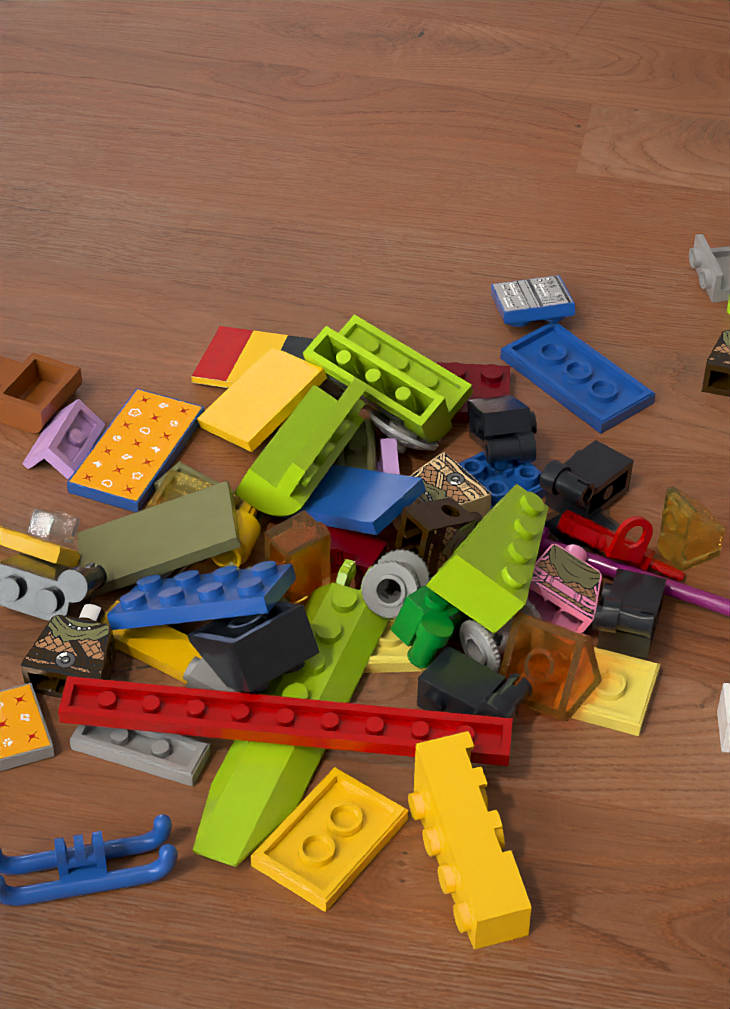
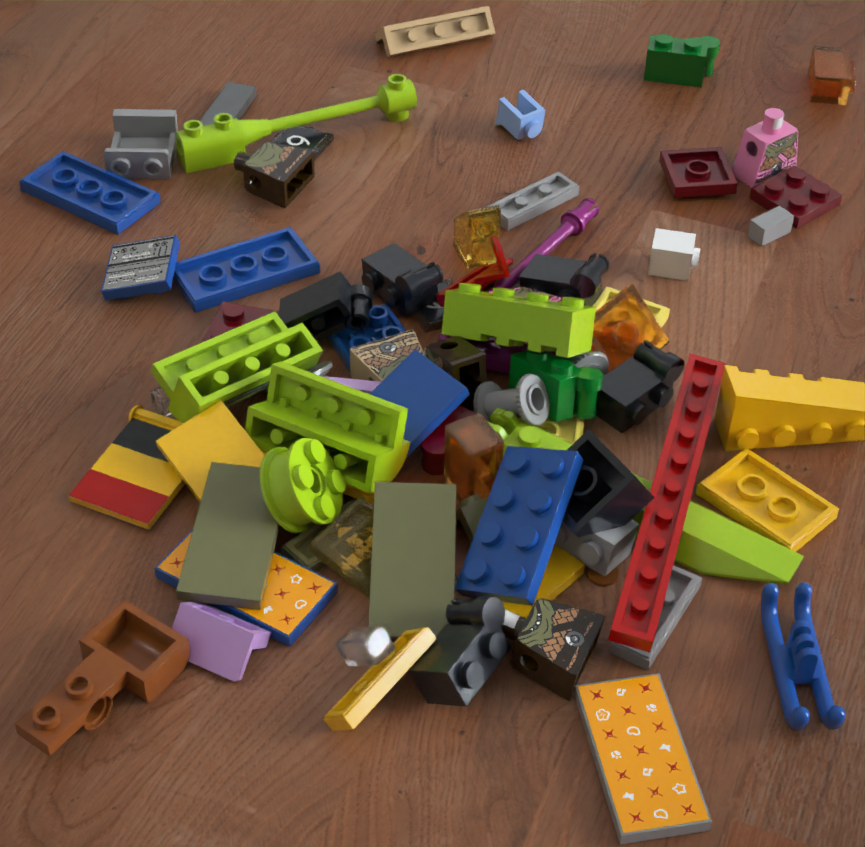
camera: 80 degrees left, 0 degrees up
(171, 420) = (230, 541): none -> olive tile
(218, 414) = (301, 485): none -> lime wheel
(654, 252) = (90, 192): none -> blue tile

